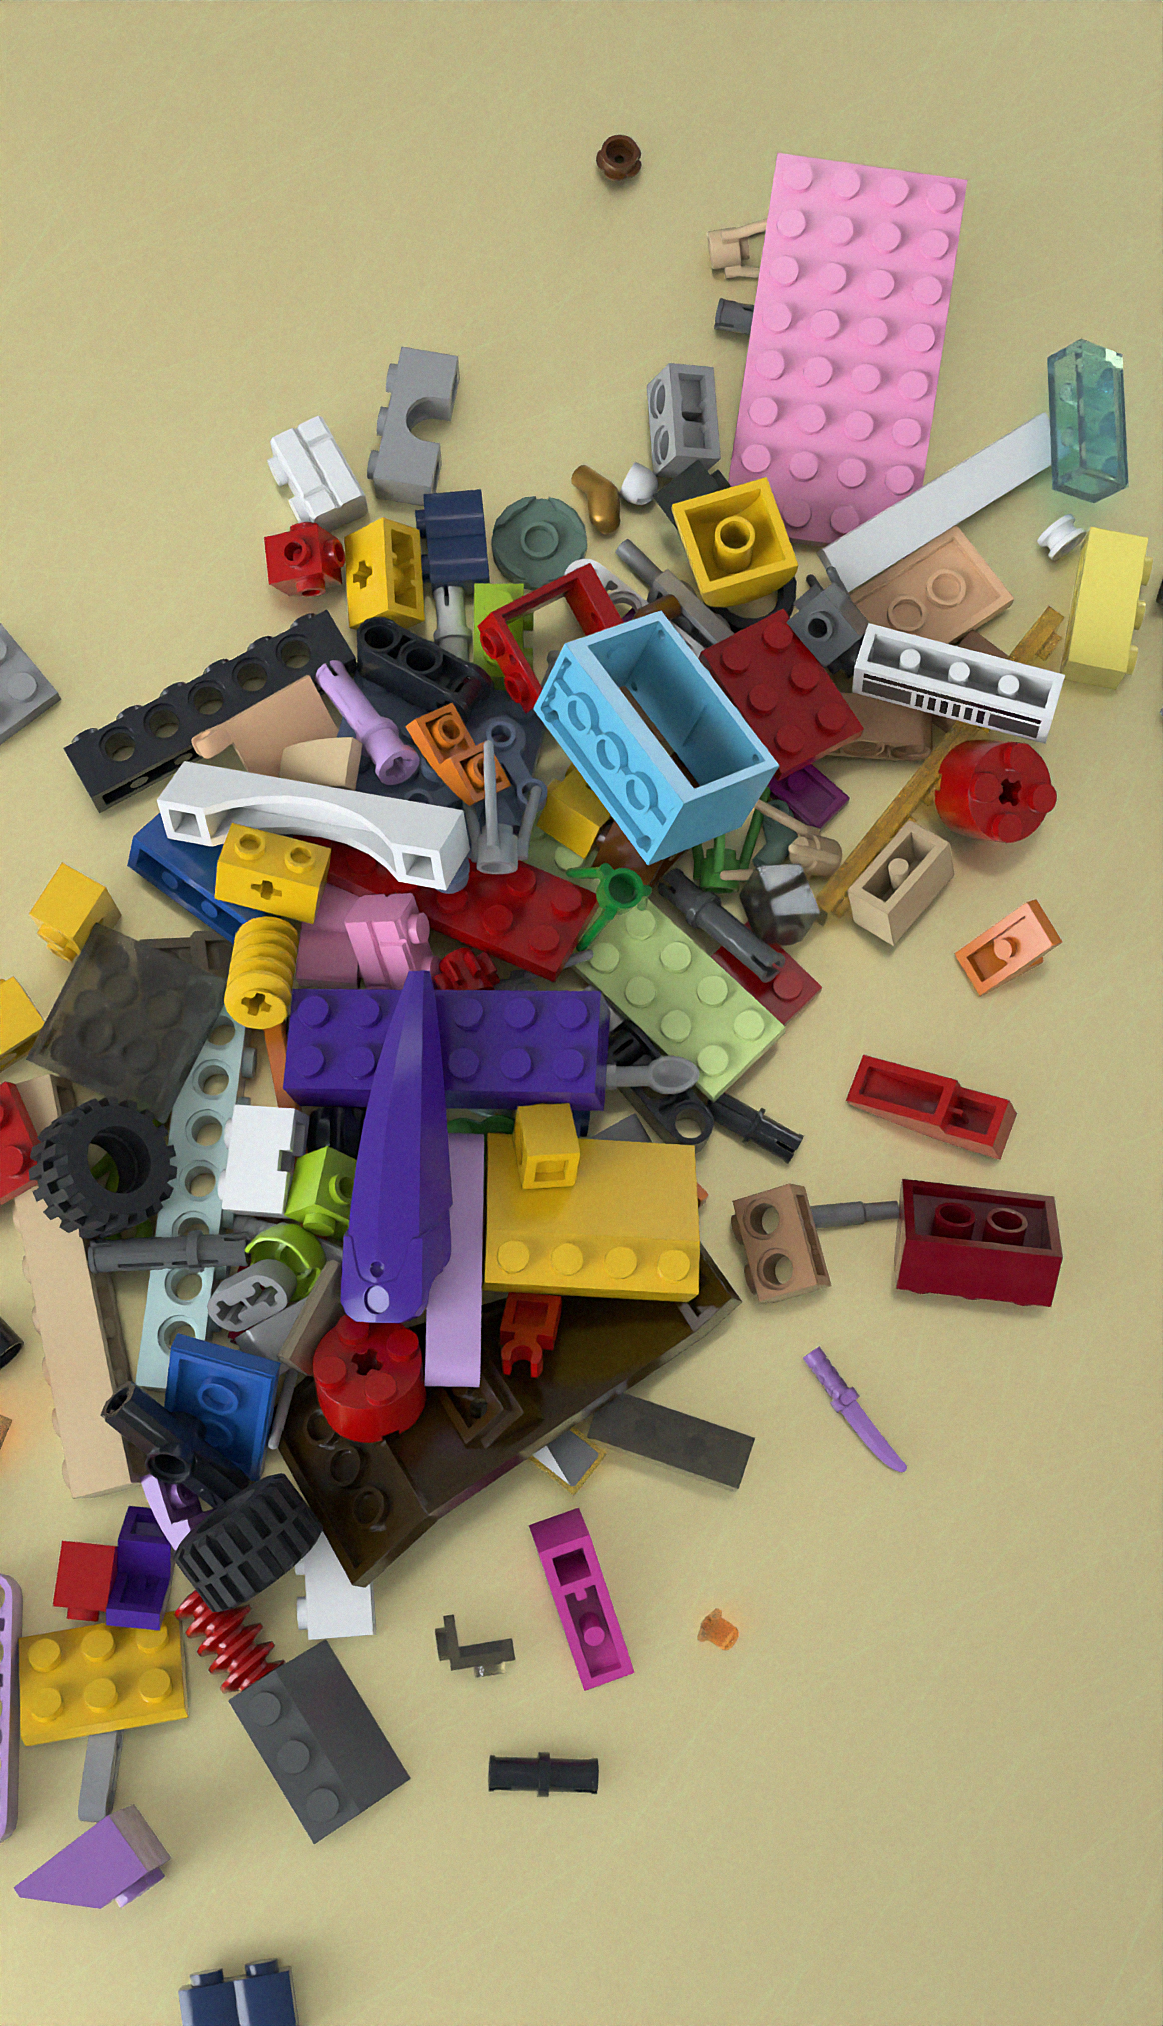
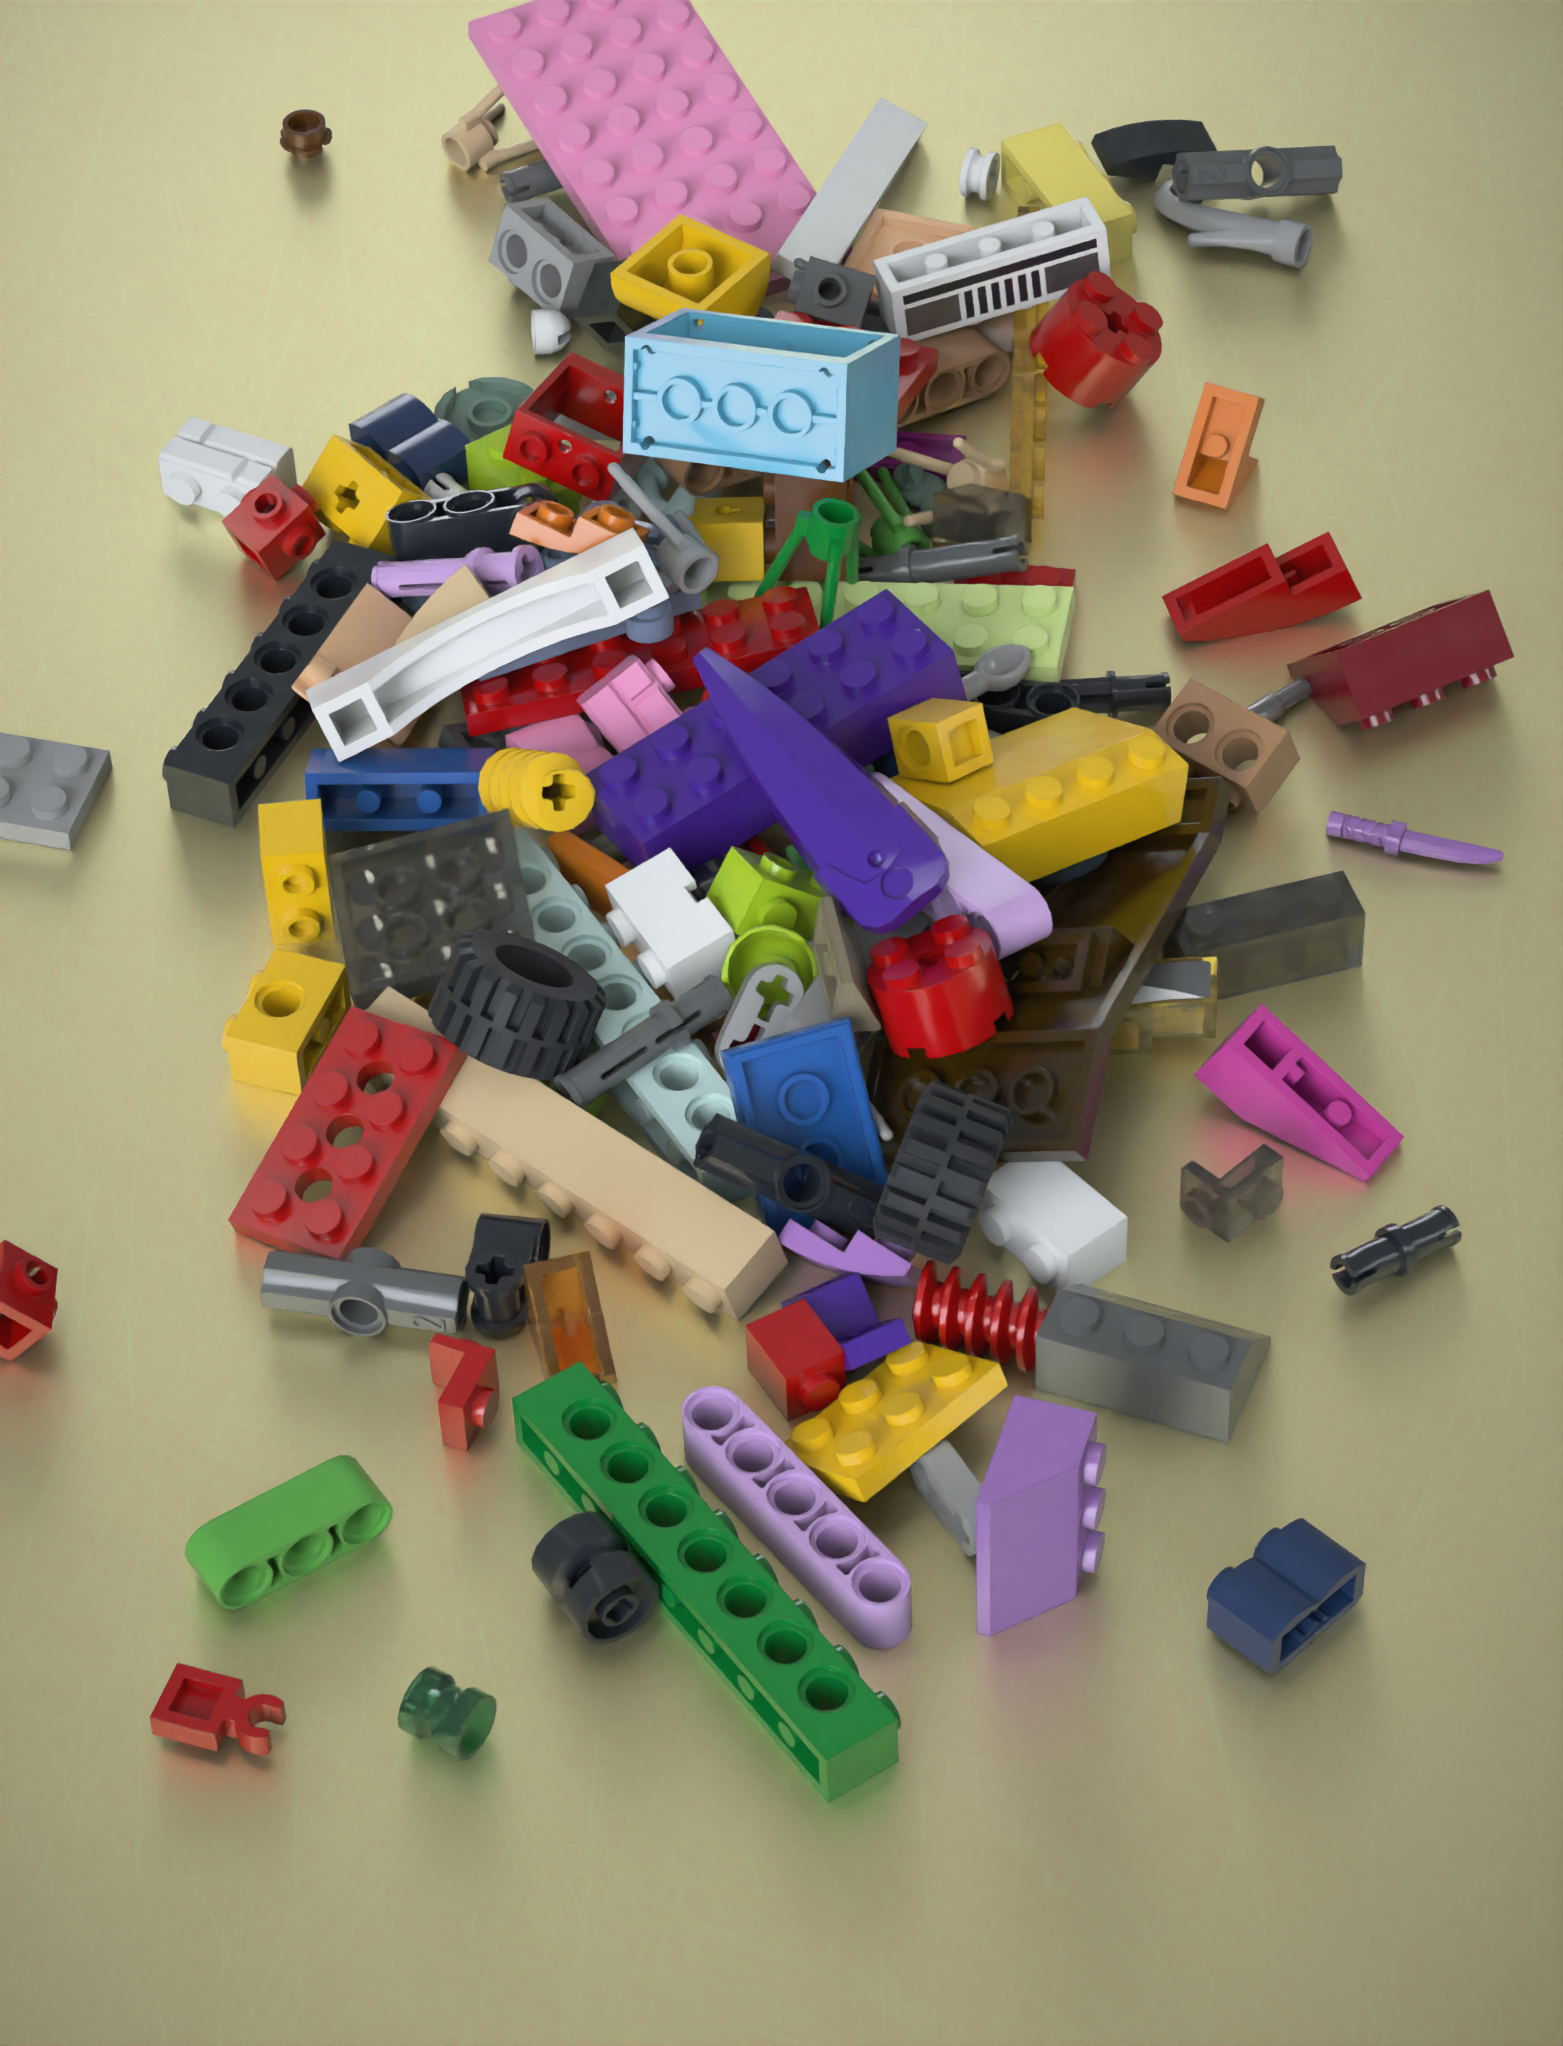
camera: 30 degrees left, 30 degrees down
(272, 873) = (507, 717): yellow brick -> none
(420, 389) = (279, 388): light grey arch -> none
(527, 1328) = (1064, 893): red plate -> none
(602, 498) = (519, 351): pearl gold arm -> none
(718, 1631) = (1451, 1058): clear orange piece -> none
(901, 882) = (1076, 451): tan brick -> none
(1087, 421) = (925, 84): clear light blue brick -> none

